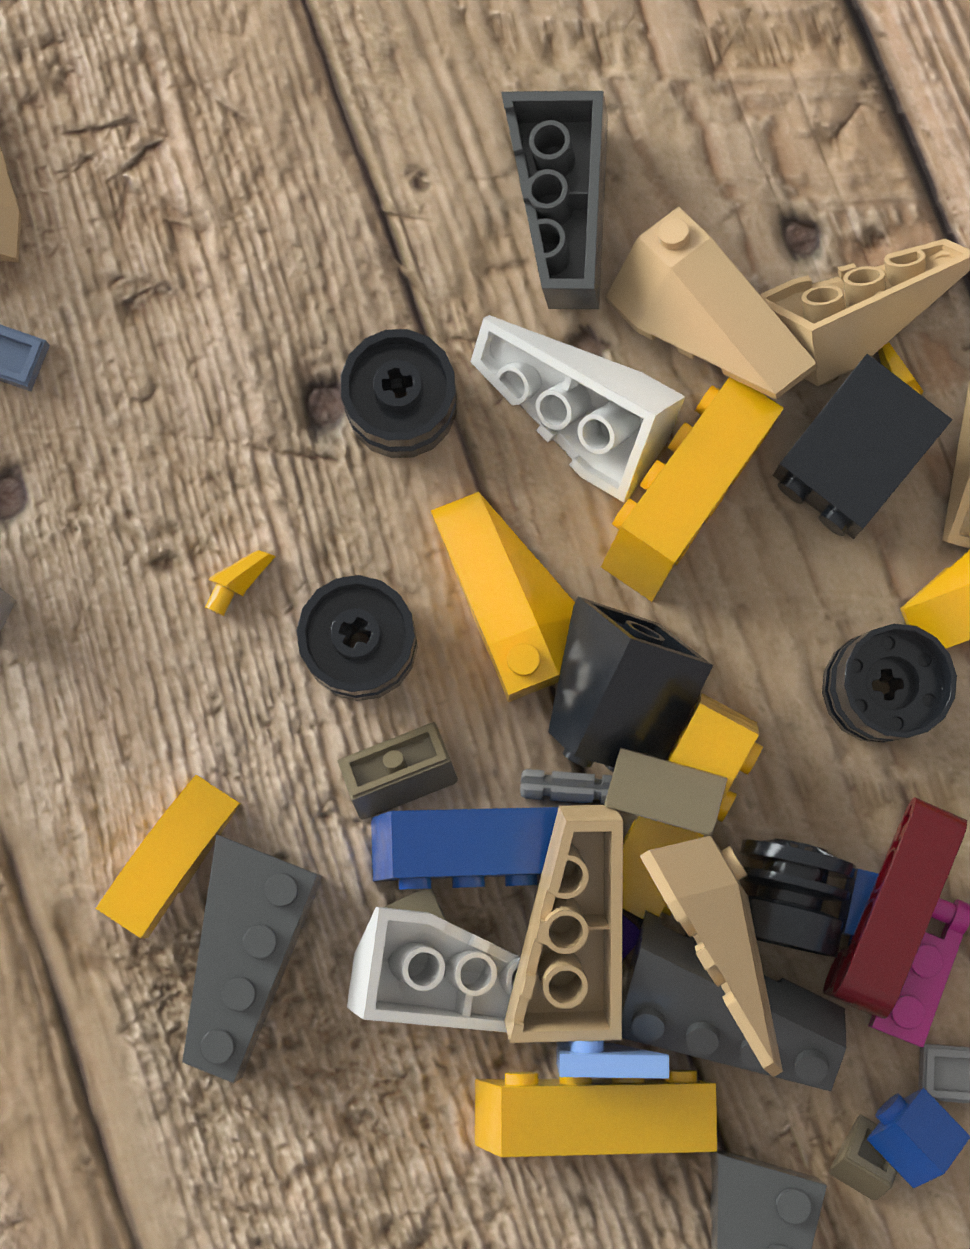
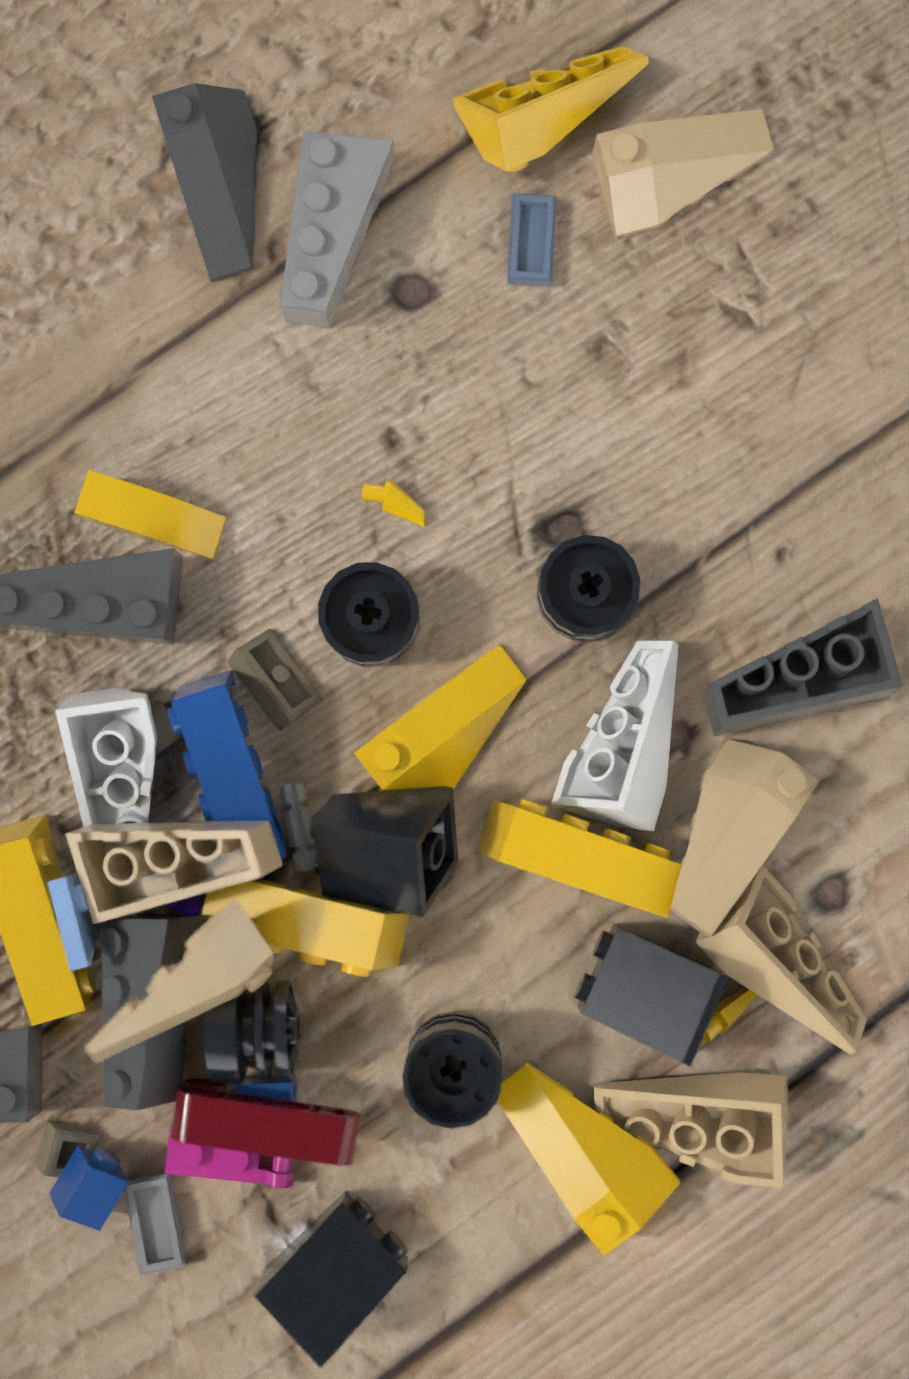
camera: 75 degrees right, 5 degrees up
(666, 792) = (302, 906): dark tan slope -> none

